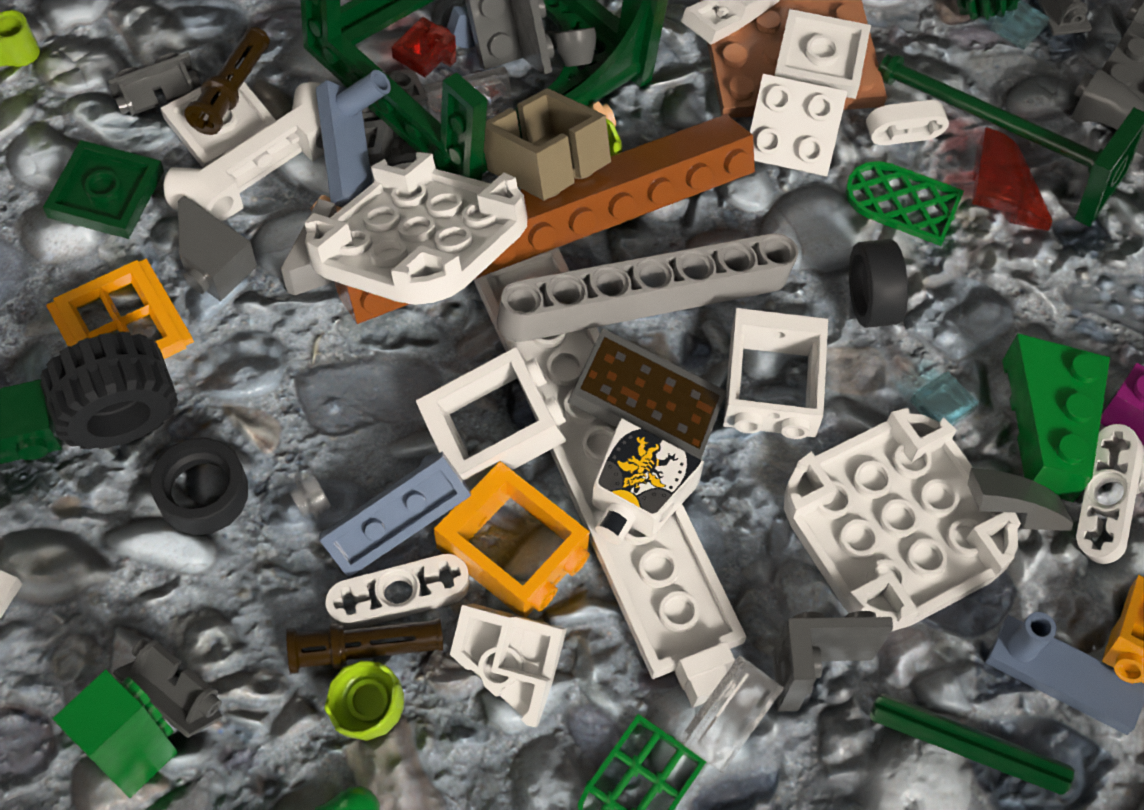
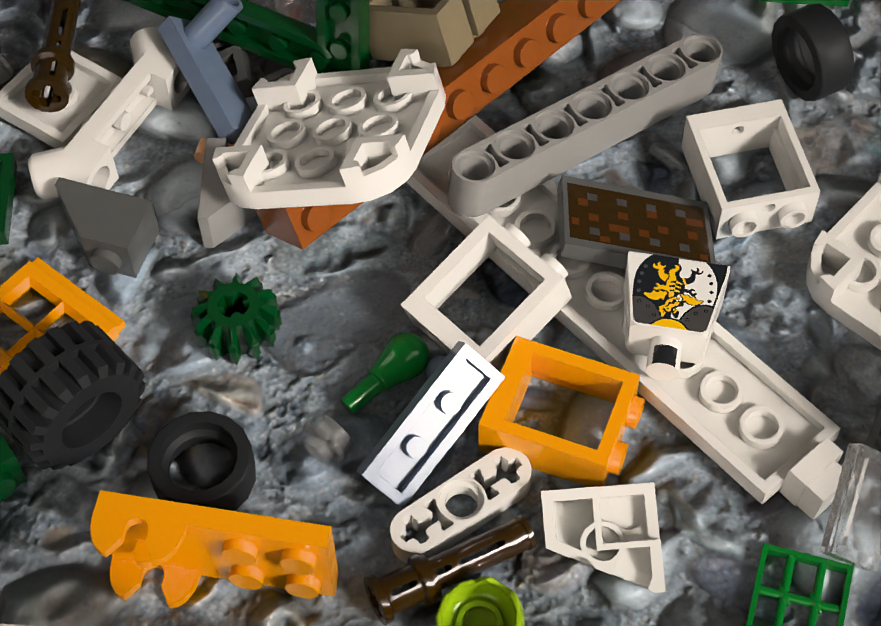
camera: 15 degrees left, 5 degrees down
(165, 555) = (212, 543): none -> light orange hinge
(280, 366) = (236, 318): none -> dark green gear
(400, 448) = (399, 361): none -> green piece

